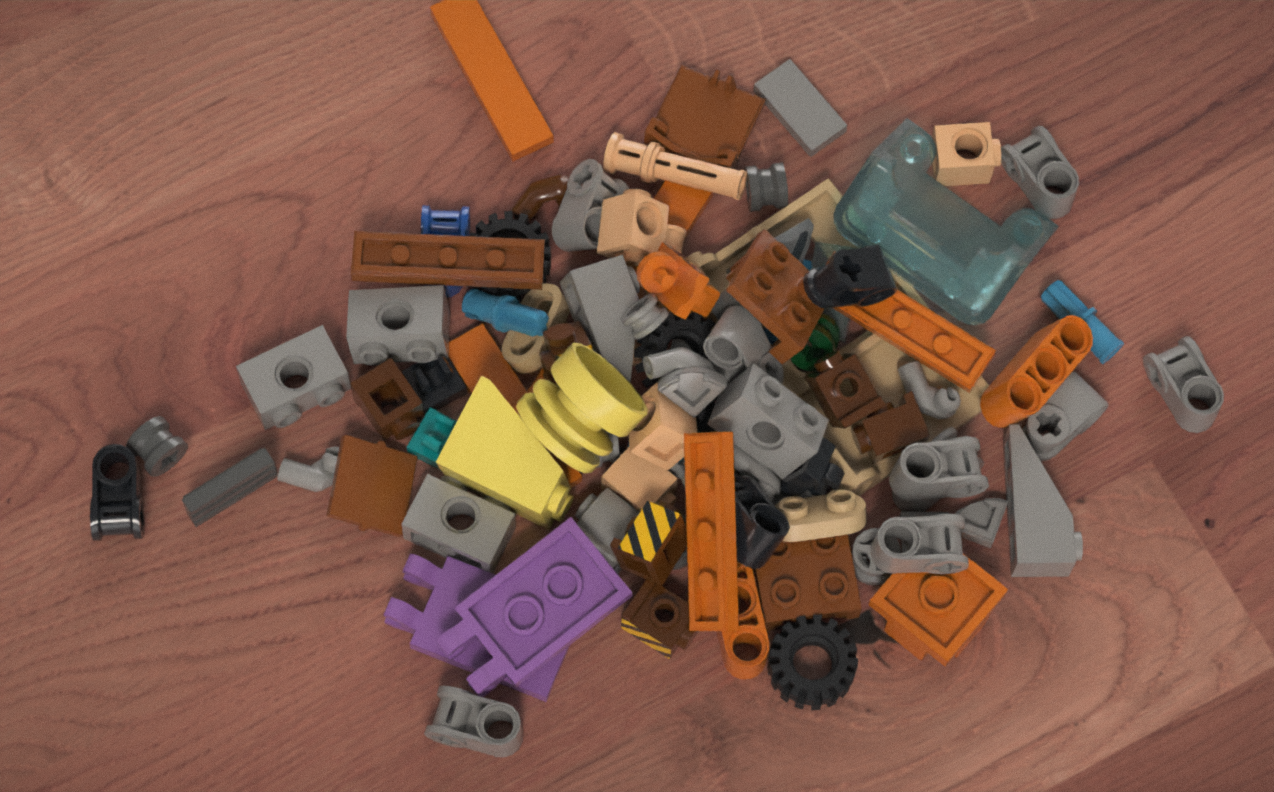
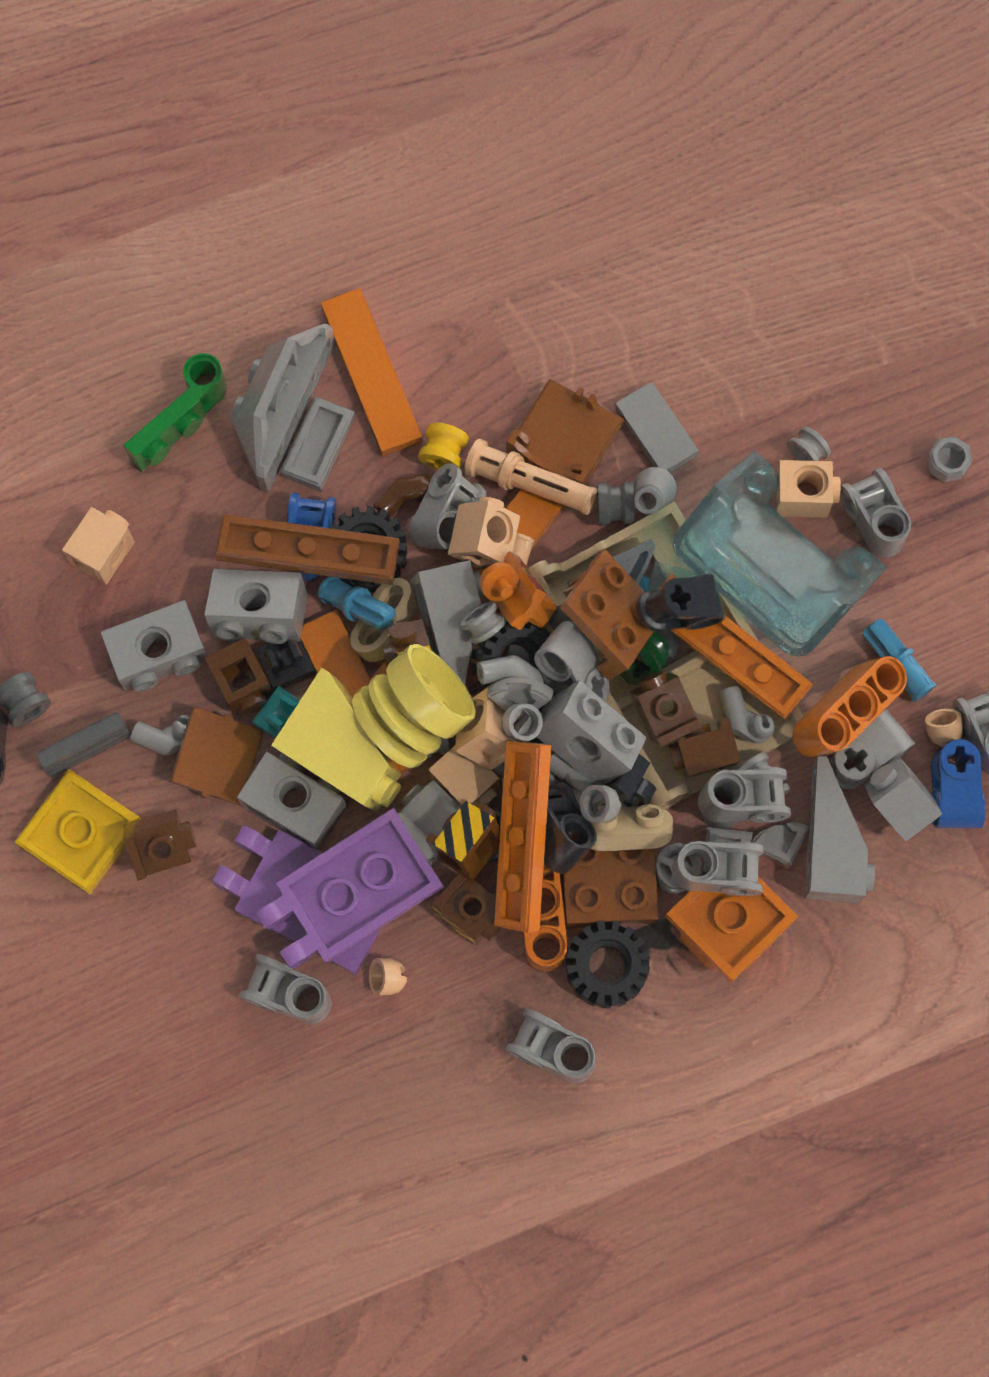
camera: 10 degrees right, 5 degrees up
(222, 278) = (99, 544): none -> light nougat brick
(232, 580) = (77, 831): none -> yellow tile
(295, 137) = (182, 416): none -> green plate
(307, 572) = (145, 833): none -> reddish brown brick
(396, 110) = (278, 399): none -> light grey wedge
(442, 154) = (318, 444): none -> light grey tile
(577, 142) = (443, 445): none -> yellow wheel
(579, 697) = (386, 976): none -> light nougat hinge
(704, 418) = (527, 727): none -> light grey hinge
(761, 752) = (549, 1047): none -> light grey piece
(785, 483) = (597, 795): none -> light grey hinge
(809, 159) = (660, 484): none -> light grey cone
(962, 109) = (809, 446): none -> light grey bush
(1102, 460) = (902, 799): none -> light grey brick
(1110, 111) = (949, 459): none -> light grey tile
(1137, 384) = (944, 726): none -> light nougat hinge
(1160, 451) = (958, 792): none -> blue piece

